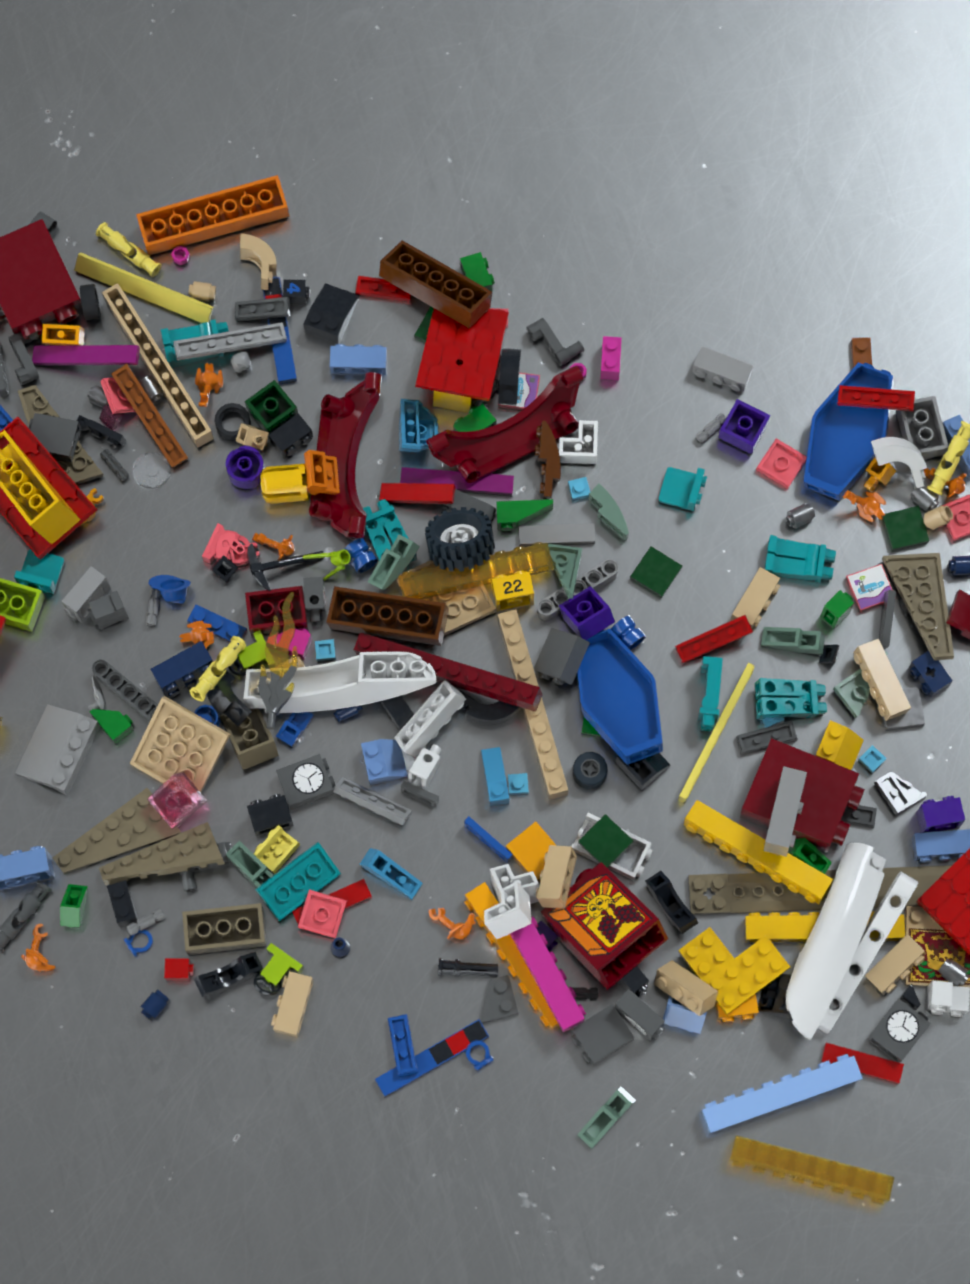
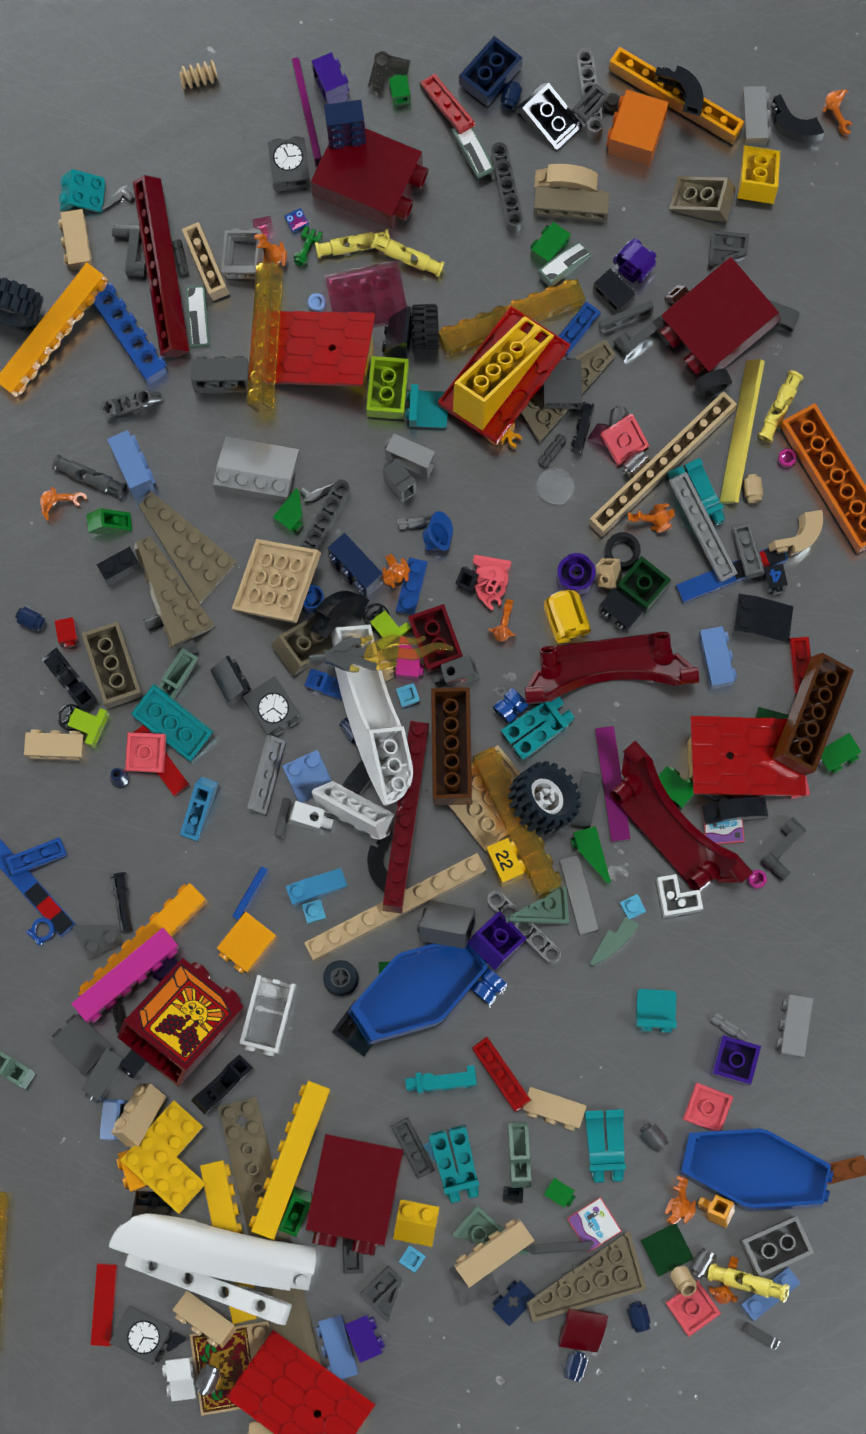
camera: 80 degrees right, 5 degrees up
(62, 335) = (671, 367): light orange brick -> none
(86, 355) = (656, 393): magenta tile -> none
(139, 950) = (78, 588): blue piece -> none
(145, 922) = (106, 591): light grey axle -> none
(149, 416) = (607, 469): dark orange plate -> none
(177, 799) = (226, 590): clear pink brick -> none
(224, 659) = (370, 600): light yellow piece -> none
(240, 361) = (687, 543): light grey piece -> none
(257, 568) = (472, 610): black piece -> none
(276, 849) = (199, 695): light yellow bracket -> none
(321, 473) = (584, 648): orange brick -> none
(337, 558) = (499, 685): lime plant -> none
(393, 562) = (505, 738): sand green slope -> none
(415, 426) = (656, 730): dark azure wedge -> none
(417, 493) = (588, 747): red tile -> none
(458, 930) = (155, 884): orange piece -> none
(503, 877) = (201, 928): white brick -> none
(511, 913) = (171, 929): white brick -> none
(547, 452) = (660, 866): reddish brown slope -> none
(556, 876) = (219, 965): tan brick -> none
(605, 841) = (268, 1007): dark green tile -> none
(610, 358) = (779, 909): dark pink brick -> none
(656, 571) = (562, 1002): dark green tile -> none
(716, 733) = (403, 1095): light yellow tile -> none
(781, 1094) = (55, 1229): light blue brick -> none
(785, 811) = (323, 1176): light grey brick -> none
(876, 398) = (793, 1190): red tile -> none
(898, 449) = (739, 1227): white arch -> none

